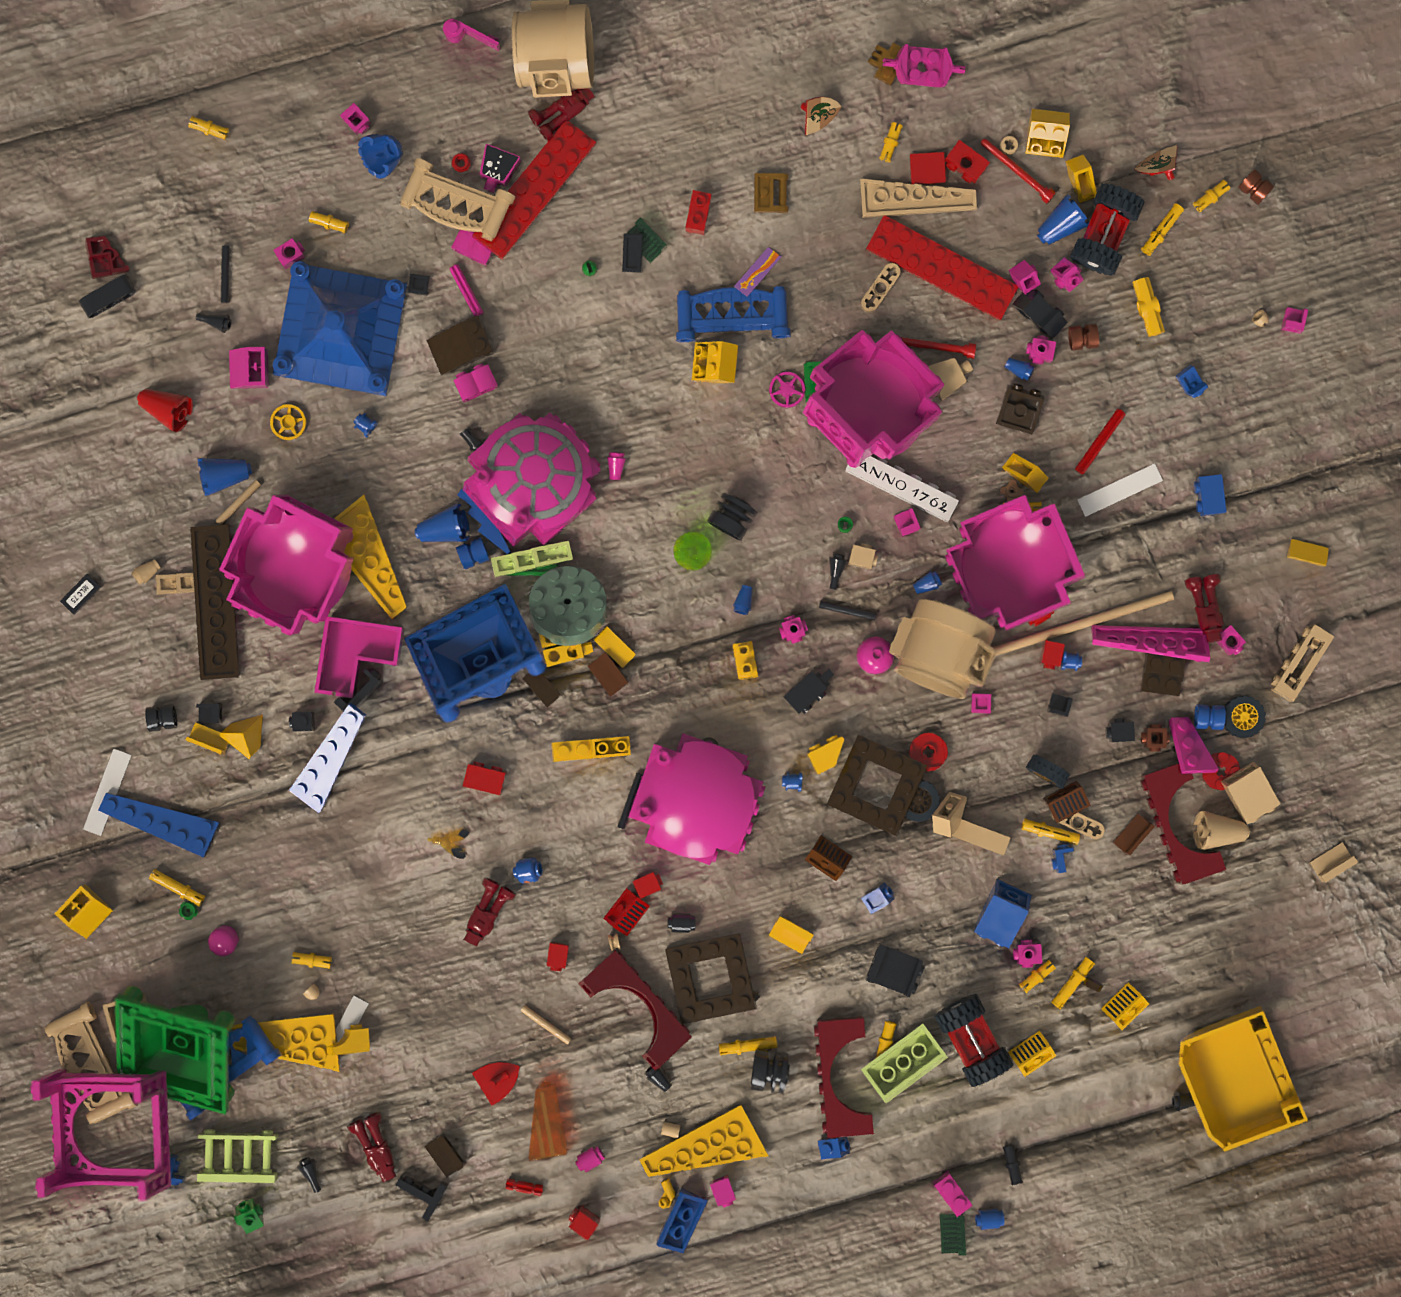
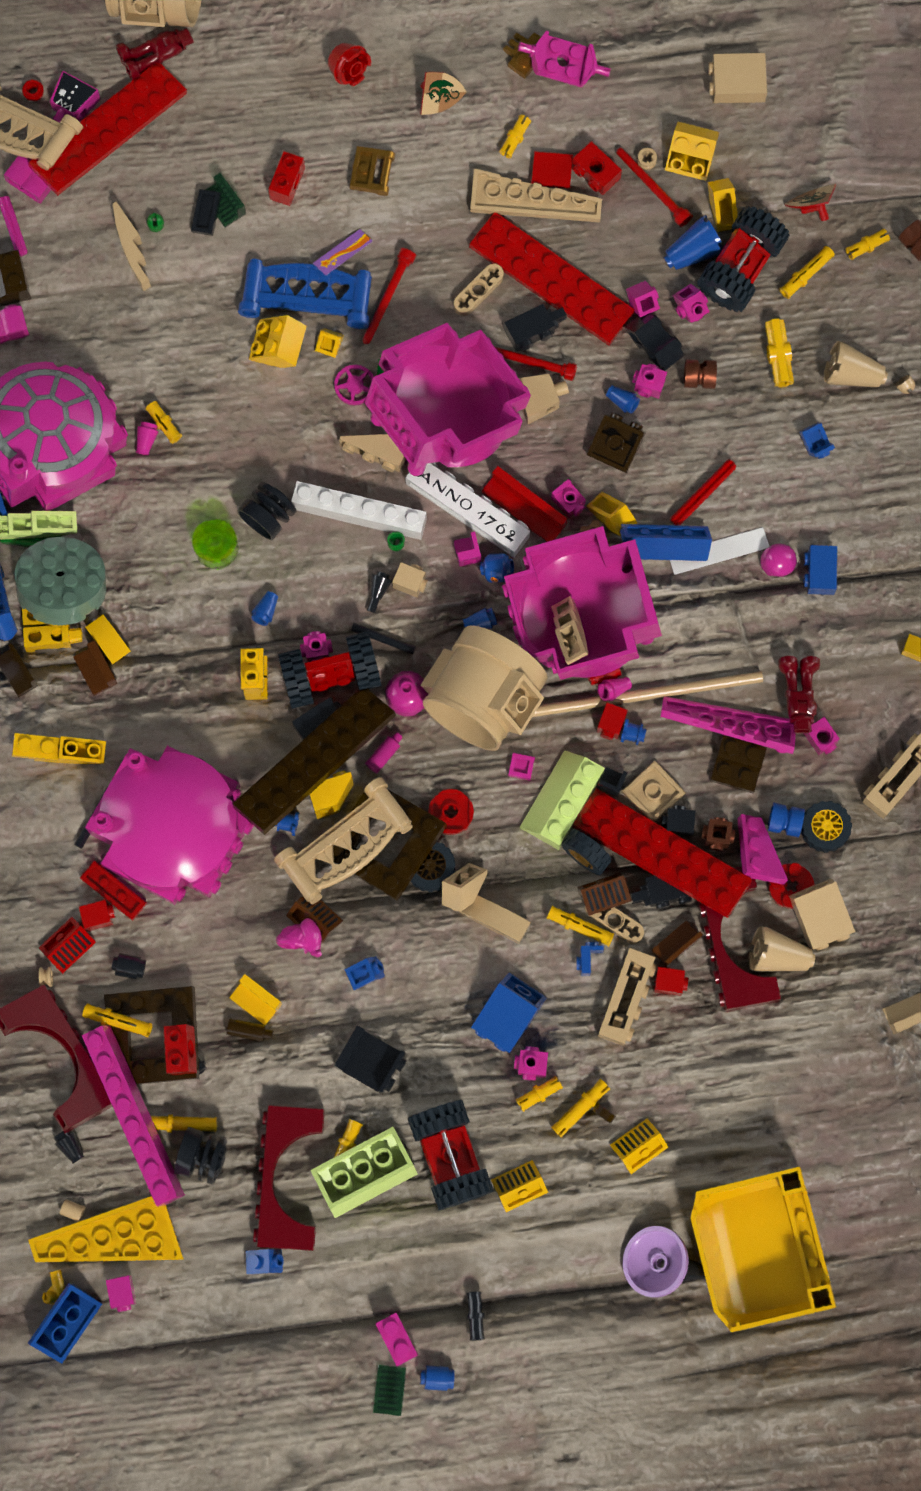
camera: 10 degrees right, 10 degrees down
(570, 289) = (130, 240): none -> tan slope
(629, 448) = (163, 422): none -> yellow pin
(656, 860) = (113, 890): none -> red tile
(658, 967) = (92, 1012): none -> yellow pin
(709, 1048) = (133, 1115): none -> dark pink brick
(735, 98) = (348, 63): none -> red cone
(739, 990) = (180, 1049): none -> red brick
(758, 354) = (329, 342): none -> yellow slope
(789, 960) = (248, 1030): none -> dark brown cylinder
(810, 502) = (359, 510): none -> white brick
(810, 730) = (313, 760): none -> dark brown plate
(812, 270) = (405, 258): none -> red piece
(814, 446) = (375, 448): none -> tan slope
(822, 877) = (302, 936): none -> dark pink hair
(833, 637) = (330, 670): none -> black plate
(864, 709) = (384, 753): none -> dark pink cylinder
(869, 759) = (379, 806): none -> tan piece
(932, 315) = (533, 326): none -> black hinge
(935, 535) = (496, 567): none -> blue head
(949, 476) = (524, 505): none -> red panel
(979, 465) = (568, 507): none -> dark pink brick
(1007, 586) = (569, 630): none -> tan slope
(1019, 726) = (562, 798): none -> yellowish green slope
(1048, 627) = (613, 688): none -> dark pink cone
(1076, 491) = (669, 541): none -> blue panel
(1078, 59) = (738, 78): none -> tan brick
(1094, 708) = (653, 792): none -> tan tile
(1105, 895) = (640, 962): none -> tan brick
(1110, 762) = (662, 853): none -> red plate
(1117, 790) = (659, 894): none -> black hinge
(1132, 867) = (670, 981): none -> red brick
(1142, 1101) = (644, 1257): none -> lavender dish
(1172, 491) = (778, 560): none -> dark pink hair
(1213, 312) = (853, 368): none -> tan cone

